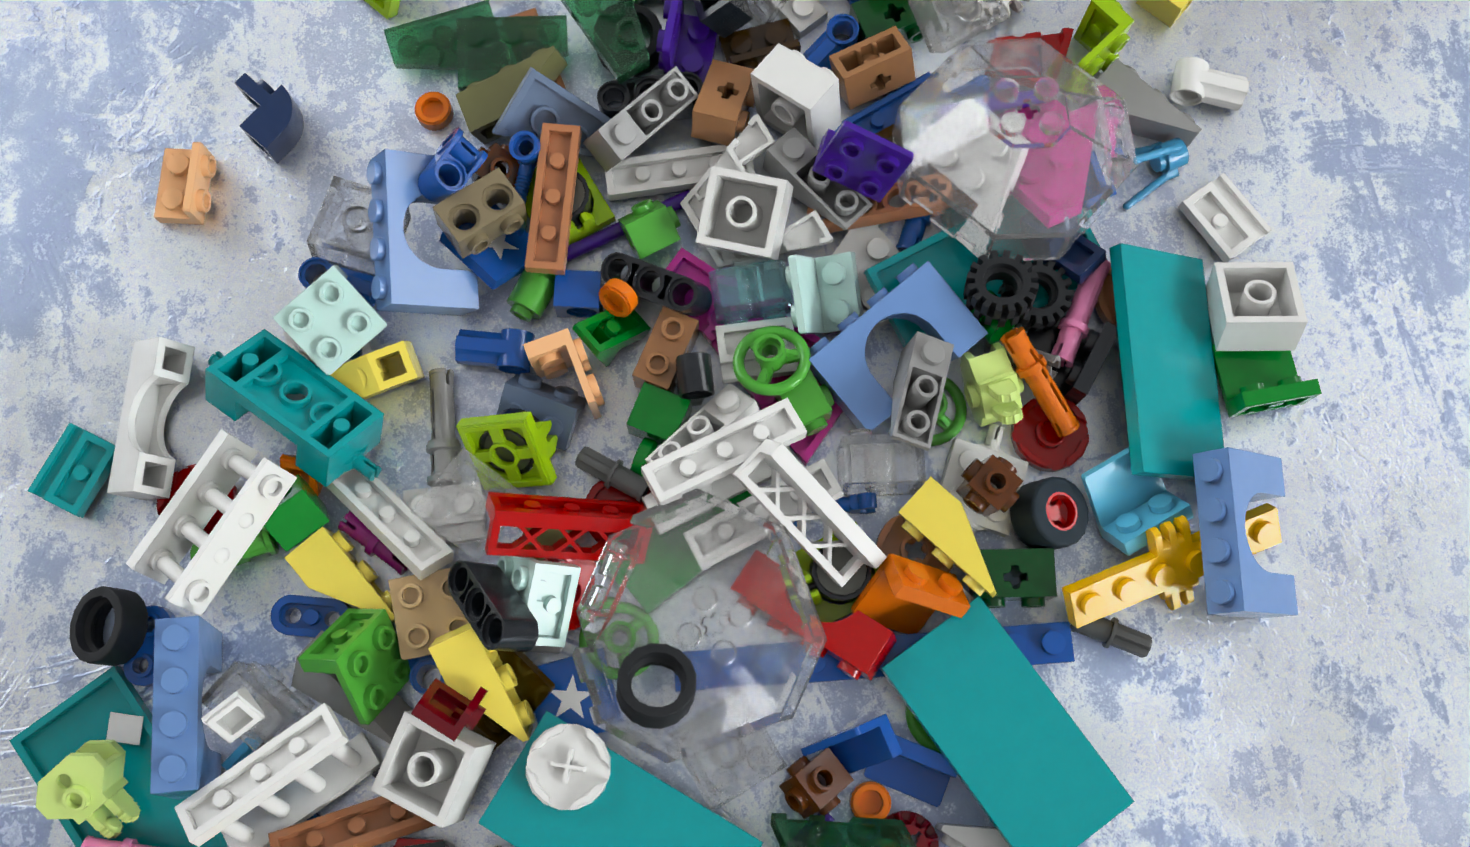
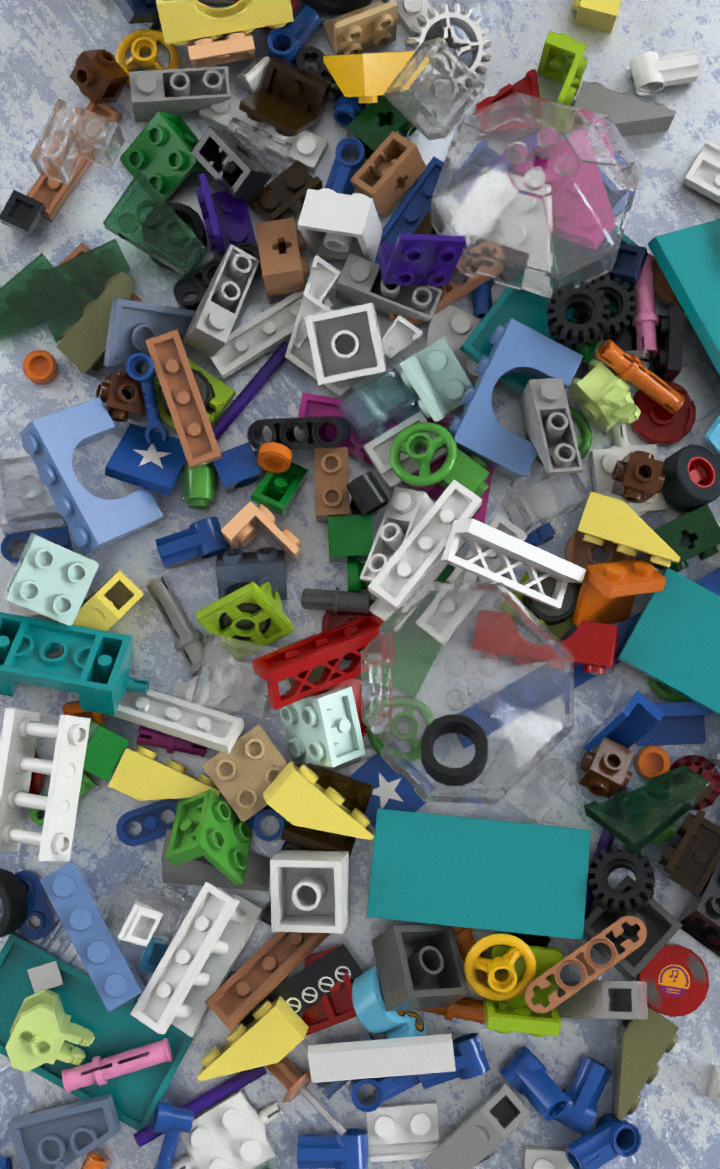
camera: 25 degrees left, 5 degrees up
(449, 710) = (306, 842): dark red bracket -> none
(455, 162) = (89, 411): blue piece -> none
(474, 206) = (123, 436): dark tan brick -> none
(492, 607) = (299, 747): black beam -> none
(568, 767) = (416, 842): white tile -> none
(650, 227) = (270, 388): bright green brick -> none
(1162, 157) = (654, 147): dark azure plant -> none

